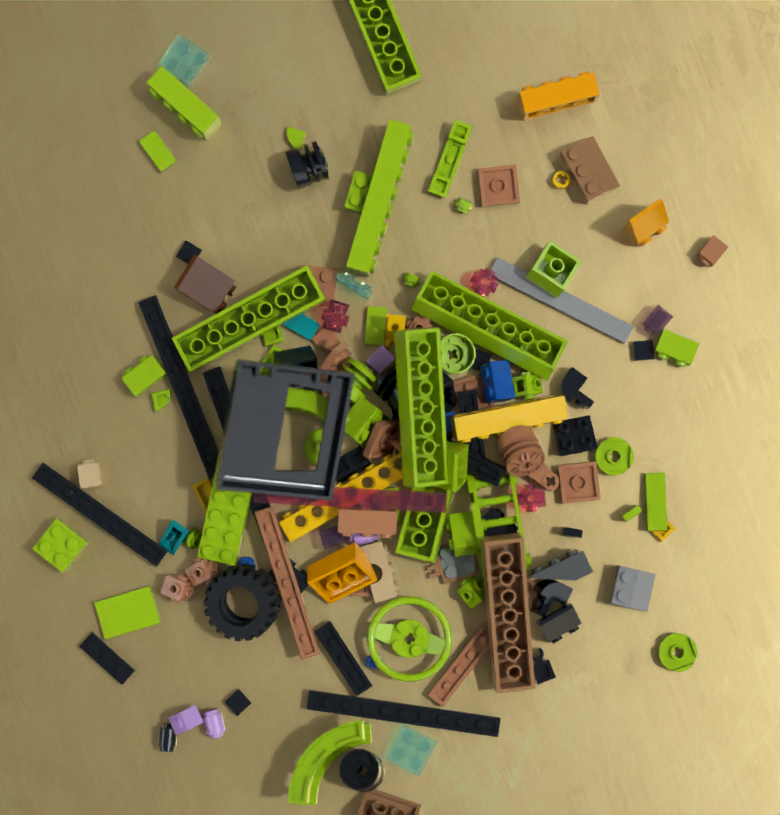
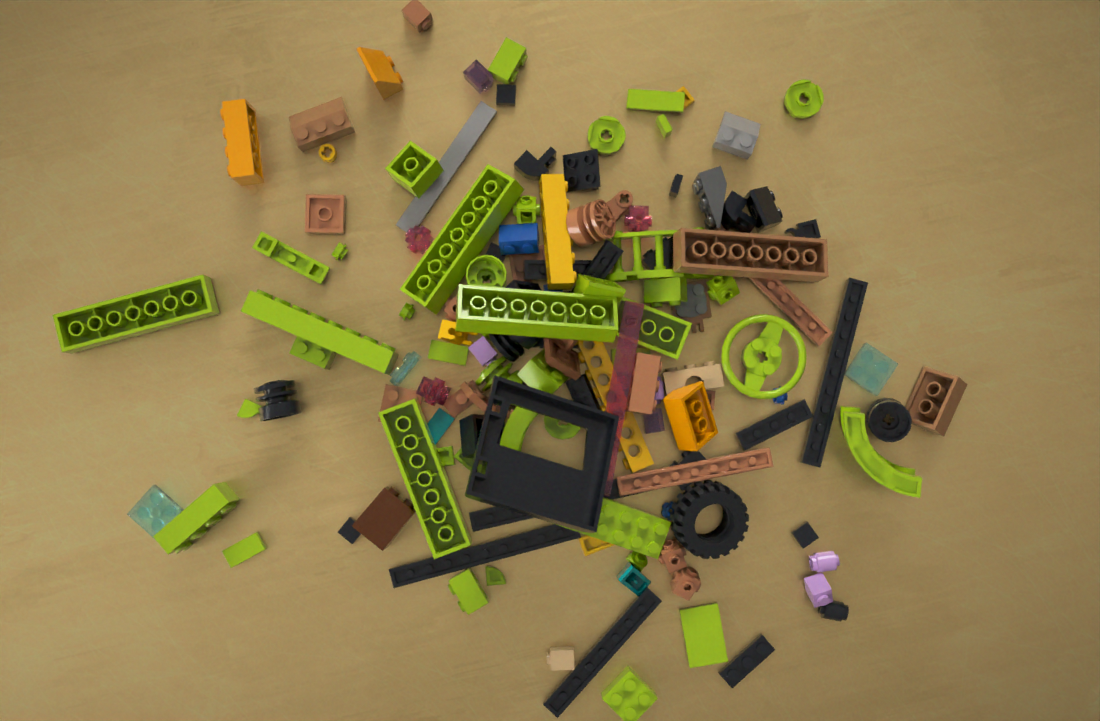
camera: 85 degrees left, 0 degrees up
(579, 482) = (628, 172): nougat plate -> none

